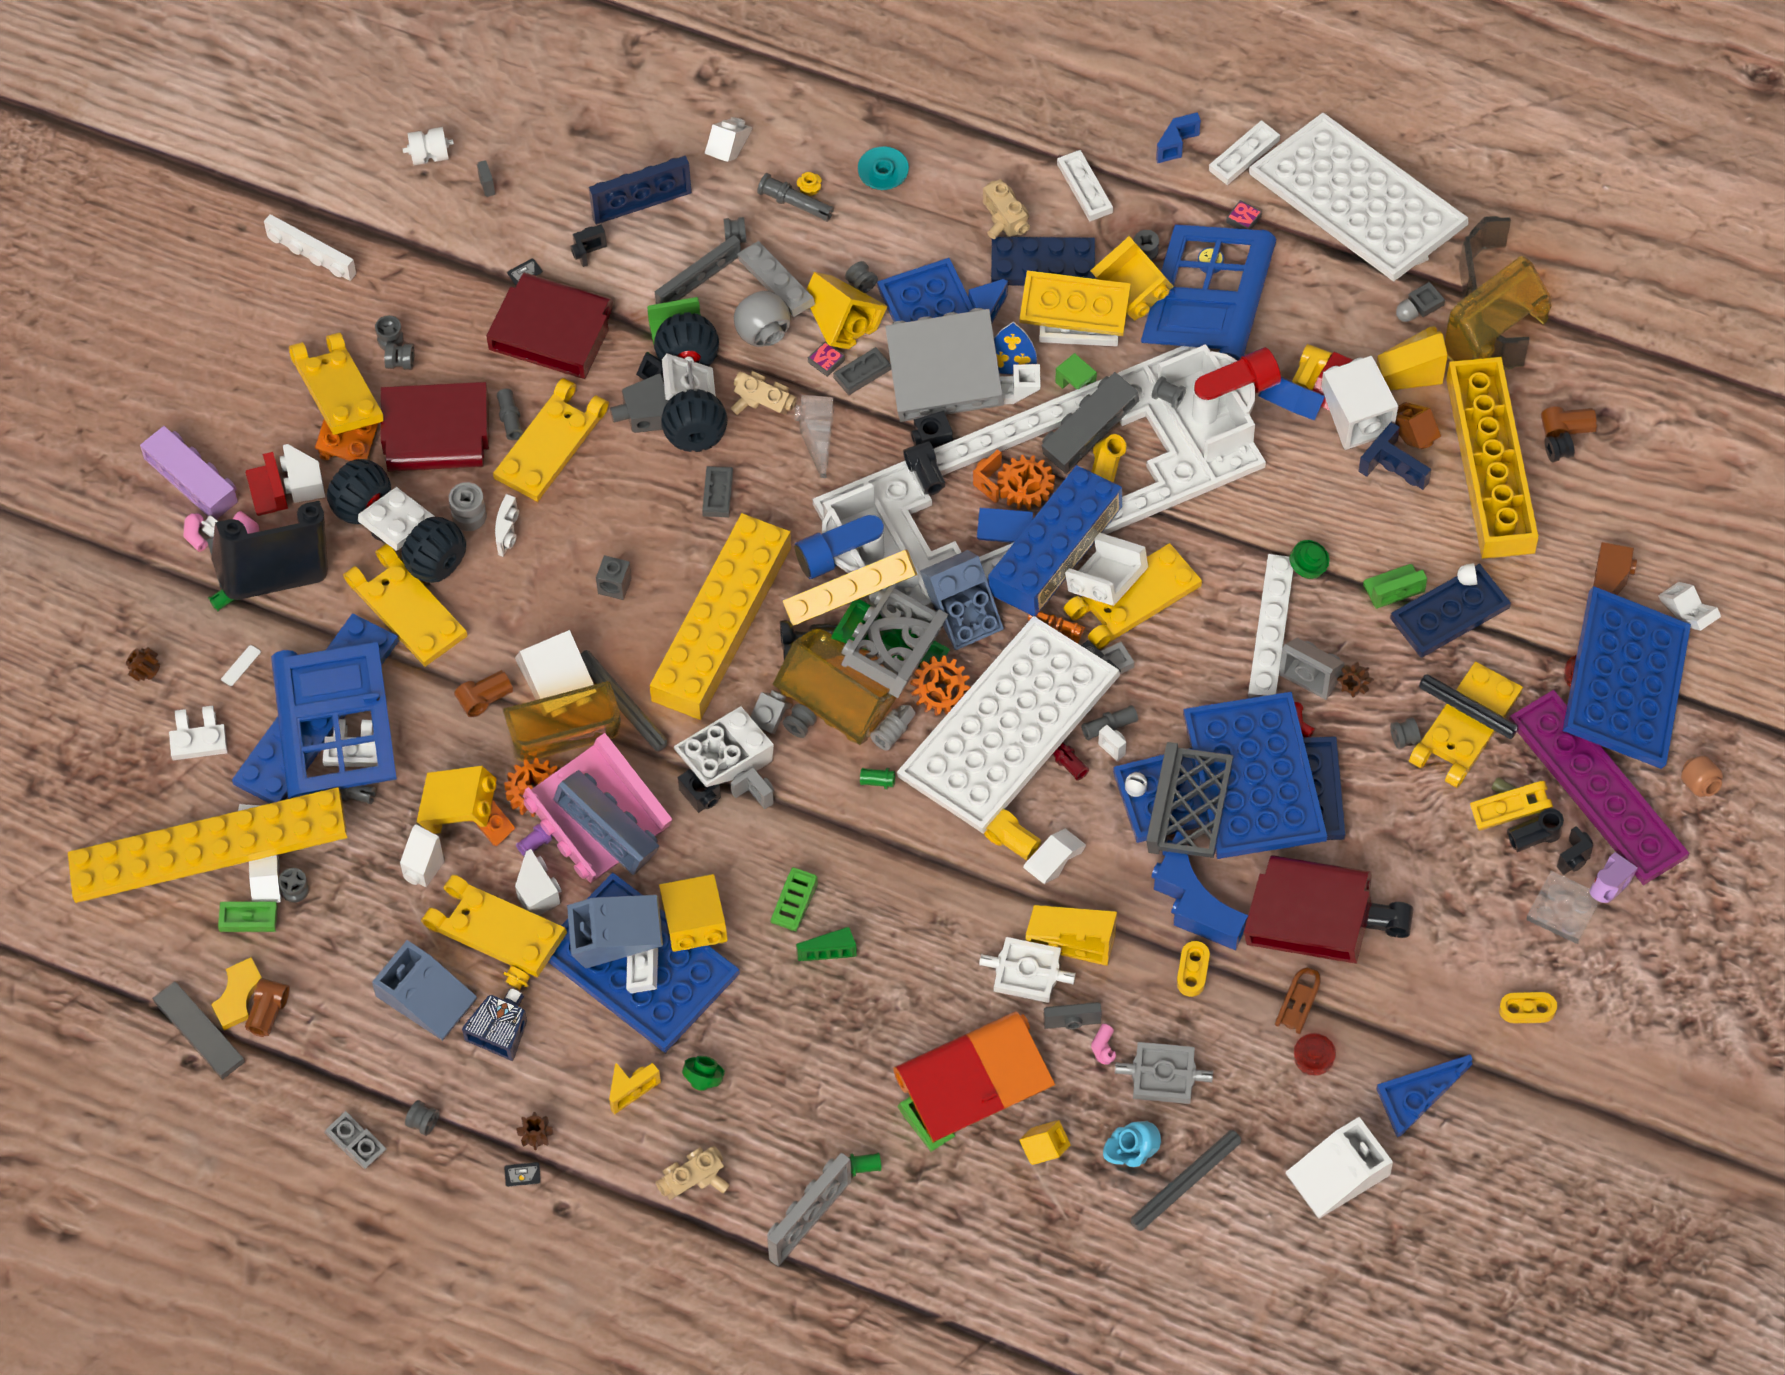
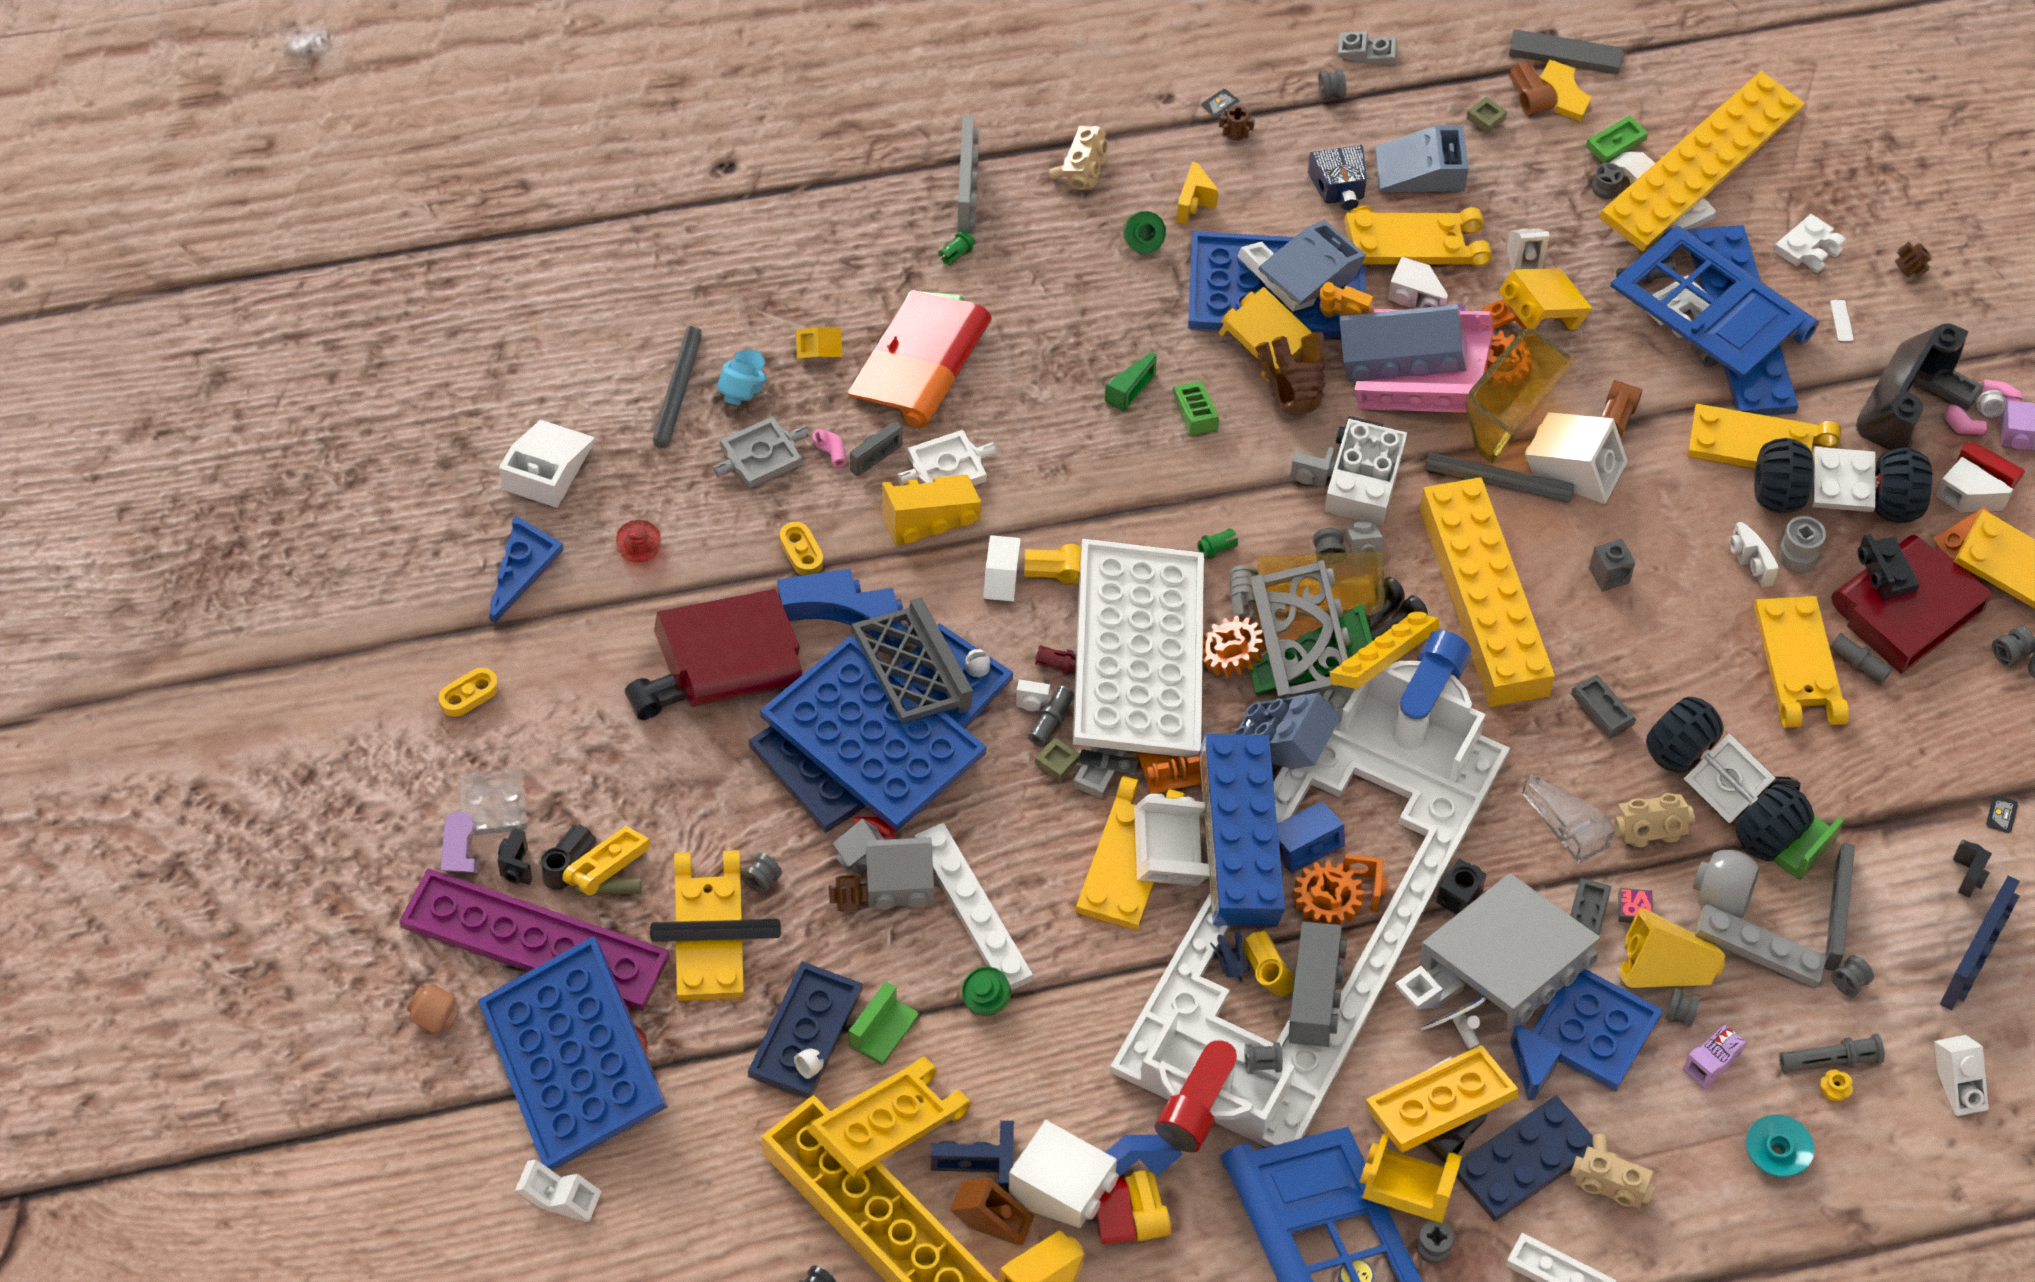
camera: 140 degrees right, 5 degrees down
(325, 1007) = (1486, 115): none -> olive plate
(435, 441) = (1887, 567): none -> black bracket
(551, 325) = (1916, 764): dark red piece -> none
(617, 871) = (1344, 301): none -> light orange plate
(642, 405) = (1755, 732): dark grey torso -> none
(703, 853) = (1301, 383): none -> reddish brown hair
(868, 240) = (1714, 1056): none -> lavender leg
(923, 462) = (1438, 835): black piece -> none
(1075, 372) = (1376, 1038): bright green panel -> none
(1127, 477) = (1231, 964): none -> dark blue piece
(1131, 688) = (1057, 759): none -> olive plate
(1302, 995) = (681, 565): dark orange piece -> none
(1322, 702) = (853, 845): none -> light grey brick
(1443, 502) = (887, 1118): none -> yellow hinge
(1614, 567) = (664, 1172): dark orange slope -> none

